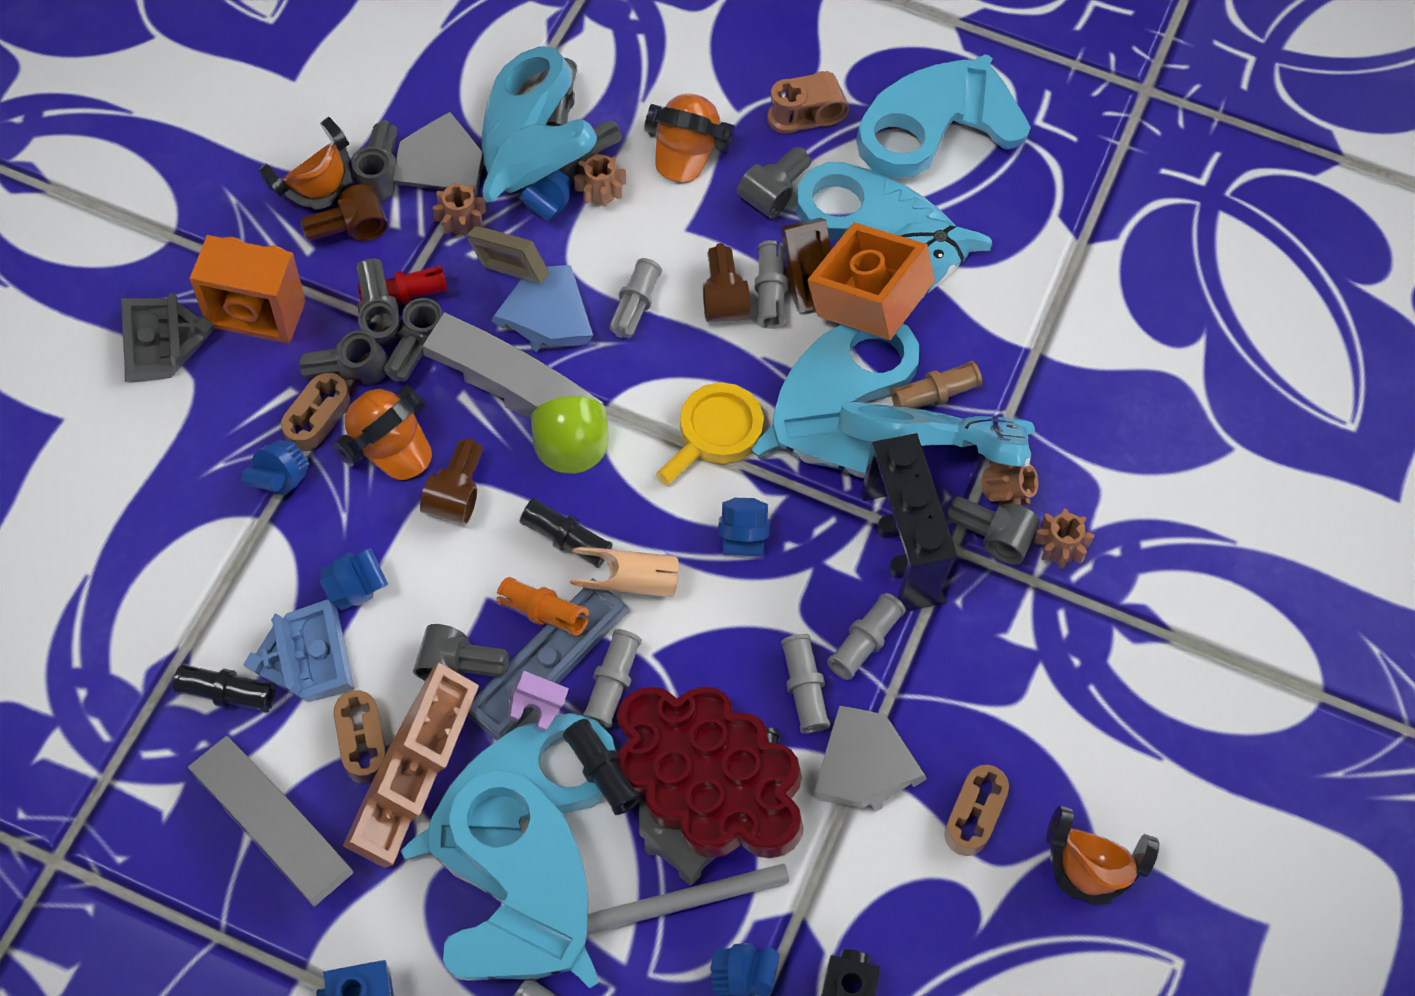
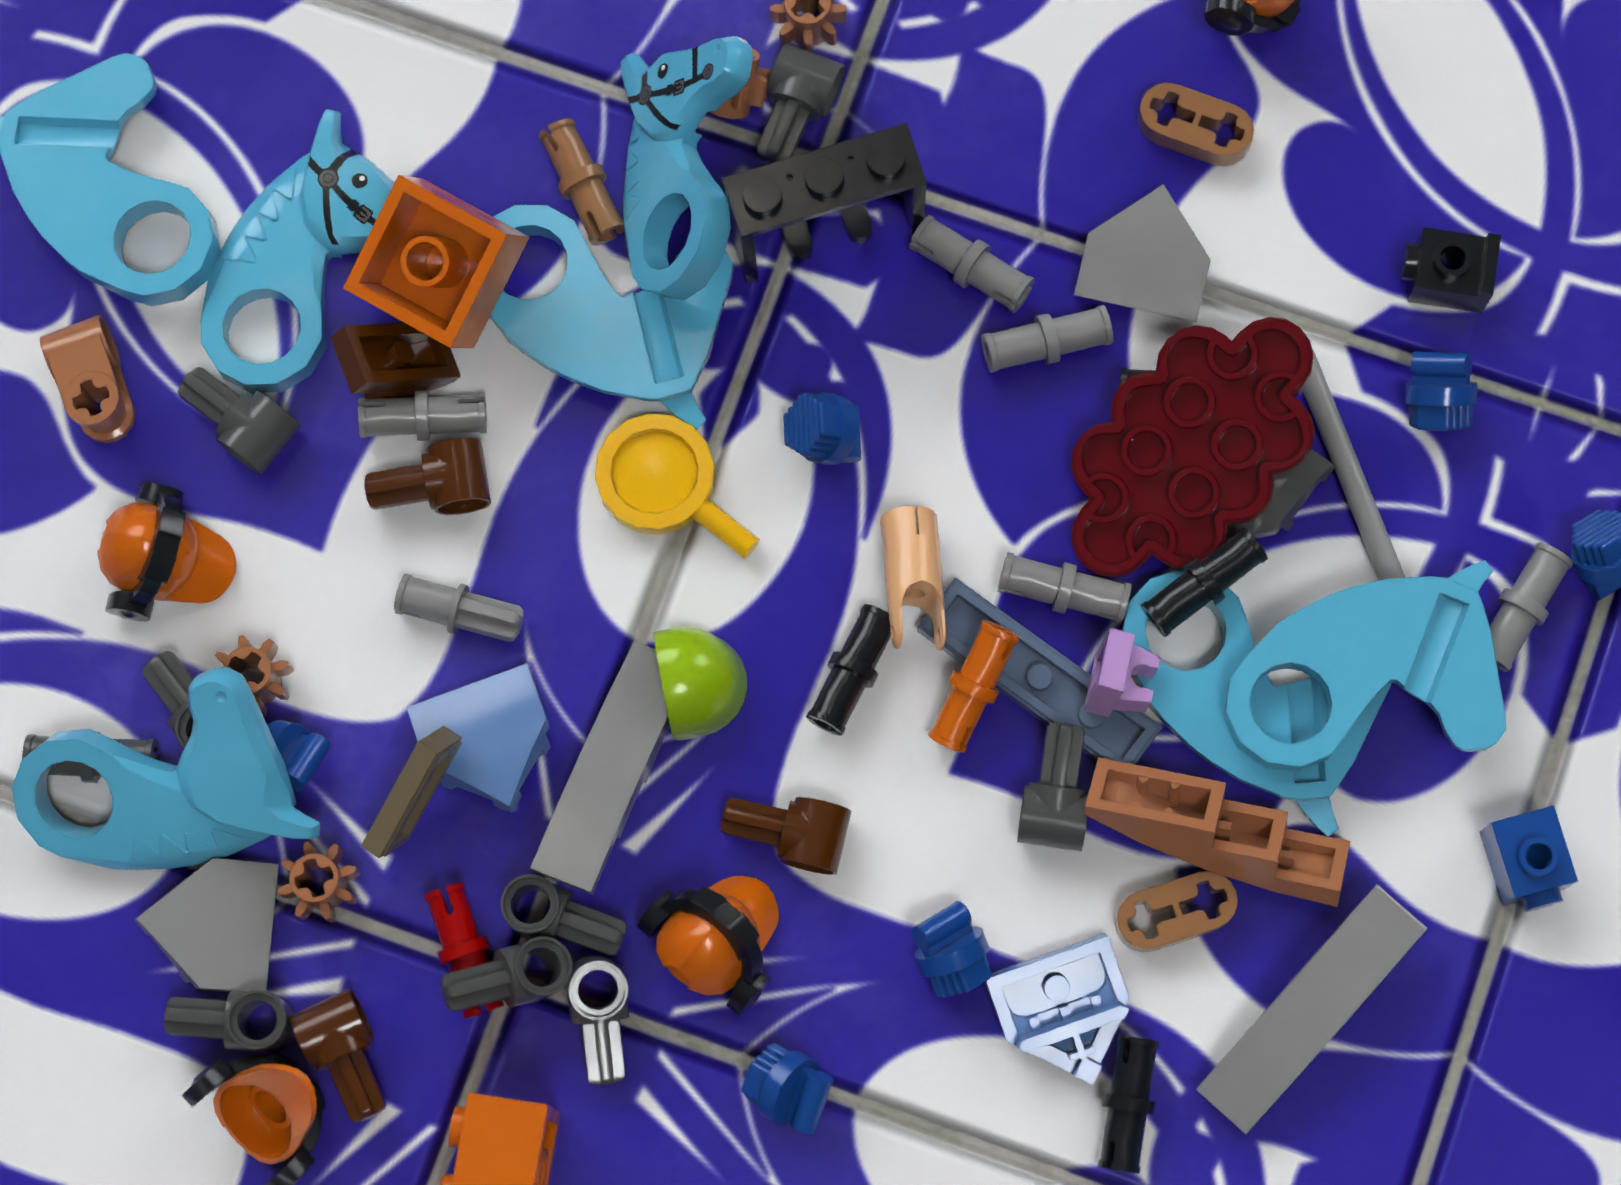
camera: 85 degrees left, 15 degrees up
(309, 408) = (689, 1036): medium nougat beam -> none

